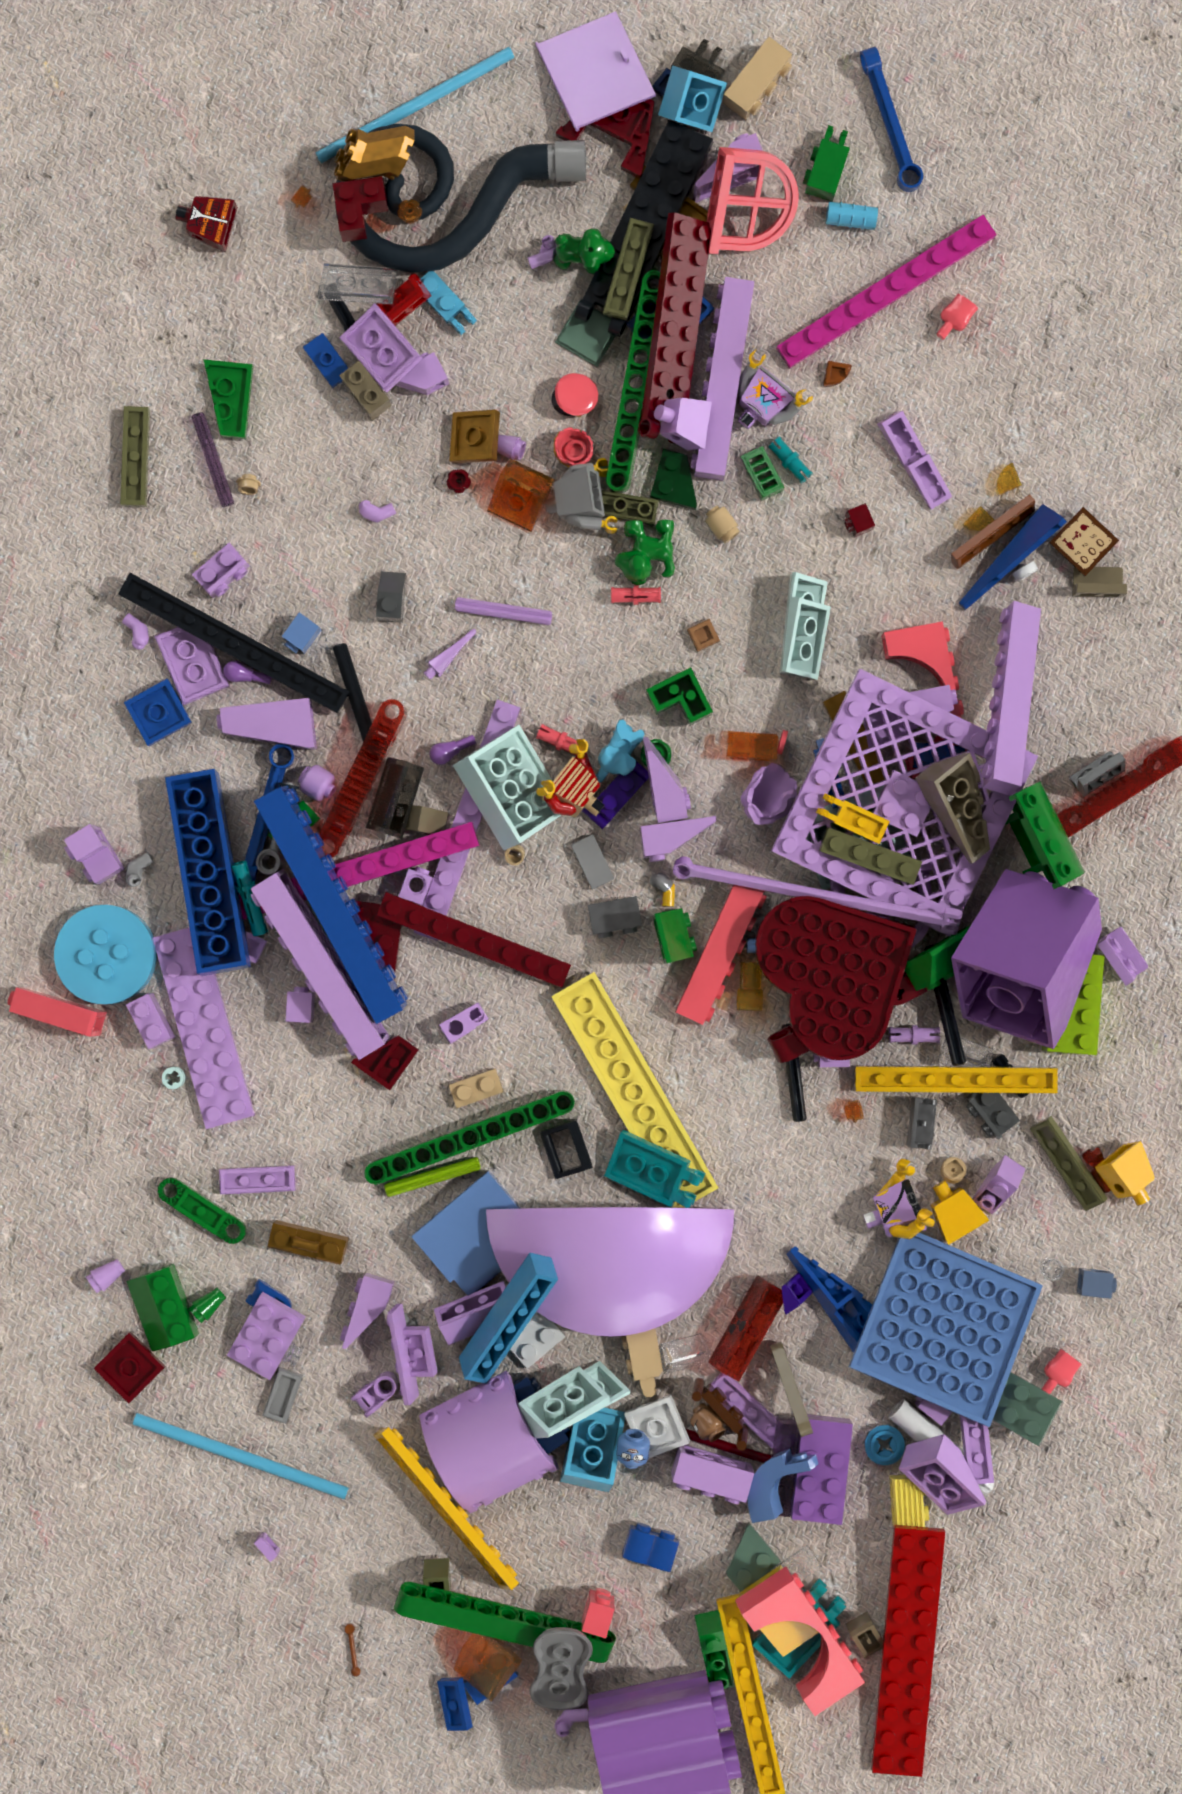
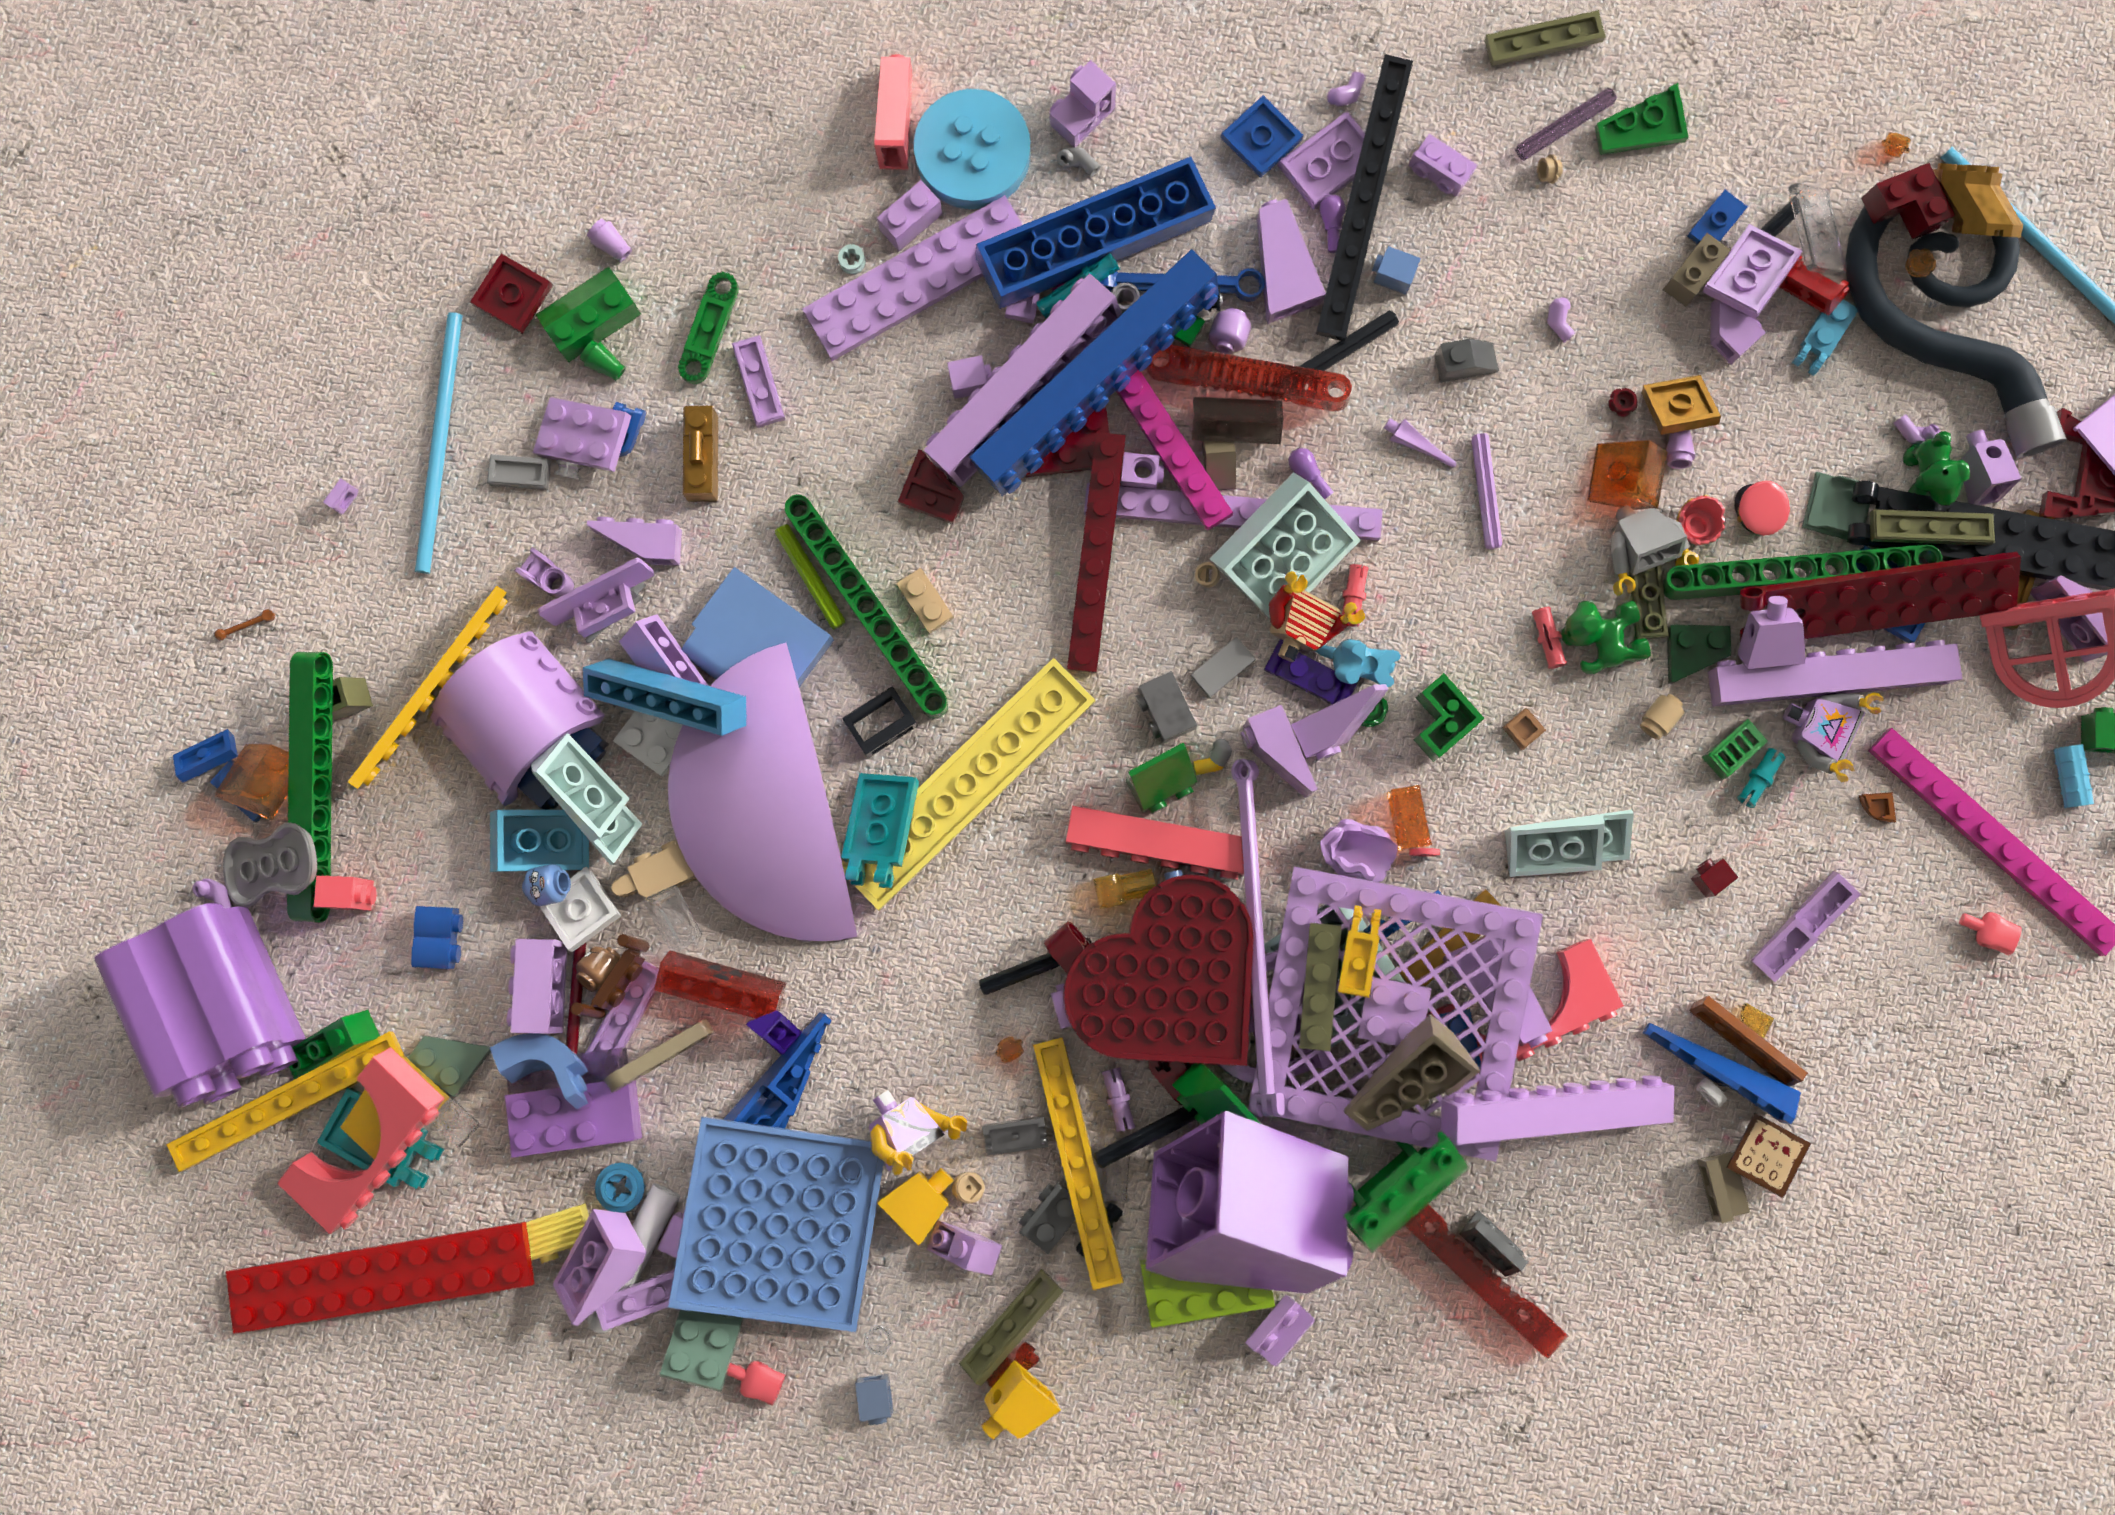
camera: 85 degrees right, 5 degrees down
(209, 220) = (1838, 50): dark red torso -> none
(463, 1022) = (996, 565): lavender leg -> none
(590, 208) = (1991, 469): none -> lavender torso
(865, 1634) = (388, 1220): dark tan slope -> none
(1007, 480) = (1814, 1044): clear yellow tile -> none

